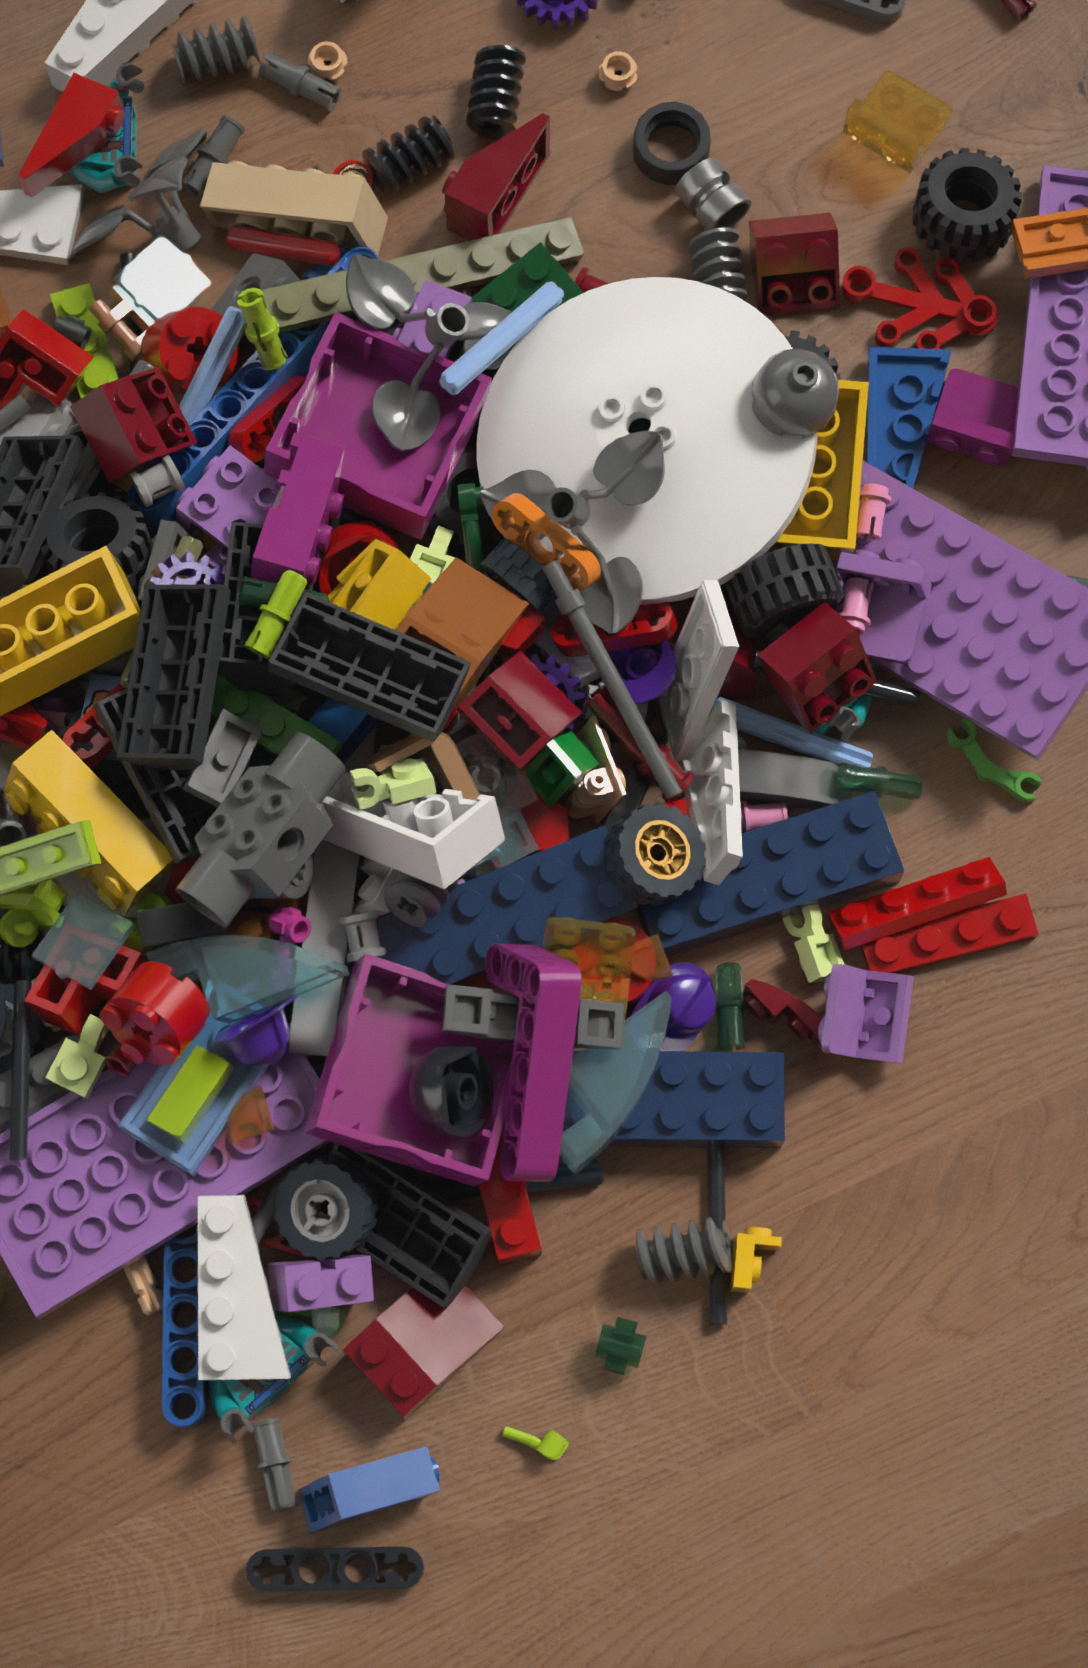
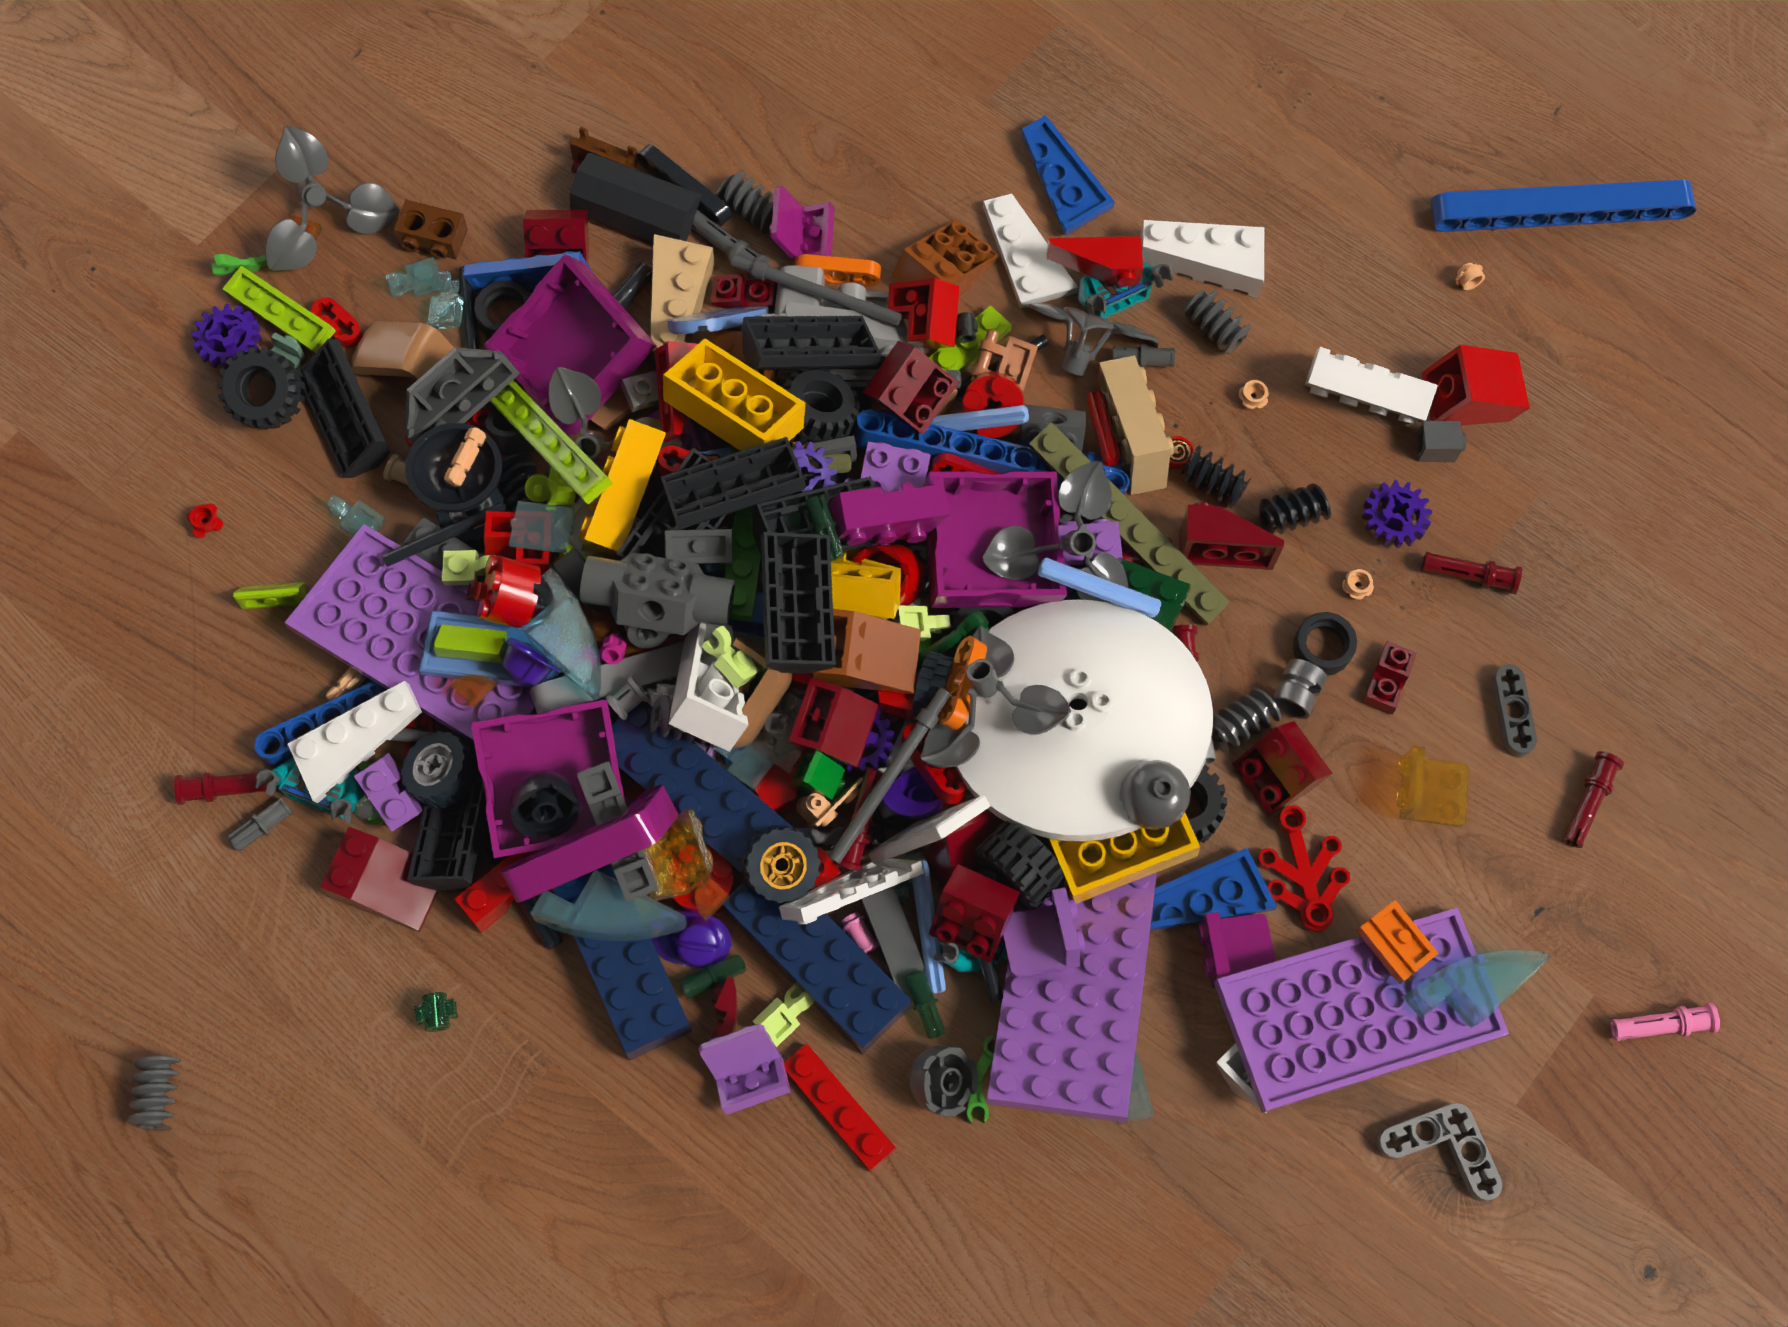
camera: 60 degrees right, 5 degrees down
(157, 481) = (879, 420): light grey bush -> none
(161, 279) = (1035, 364): clear light blue piece -> none
(195, 1506) = (210, 787): none -> dark red pin
(262, 328) = (1021, 433): lime pin -> none
(276, 614) = (806, 525): lime axle -> none
(300, 81) = (1229, 384): dark grey pin -> none
(335, 1562) = (202, 899): black beam -> none
(369, 1489) = (267, 894): slope -> none
(551, 1446) = (348, 999): lime hand -> none
(684, 1251) = (520, 1024): dark grey piece -> none
(717, 1212) = (545, 1044): black bar -> none
(743, 98) = (1389, 677): none -> dark red slope
(746, 1264) = (531, 1070): yellow bracket -> none
(857, 603) = (1033, 919): bright pink pin -> none
(872, 511) = (1117, 900): bright pink pin -> none
(917, 903) = (850, 1072): red plate -> none
(972, 179) = (1408, 848): black tyre -> none
(979, 803) = (943, 1080): none -> dark grey cylinder

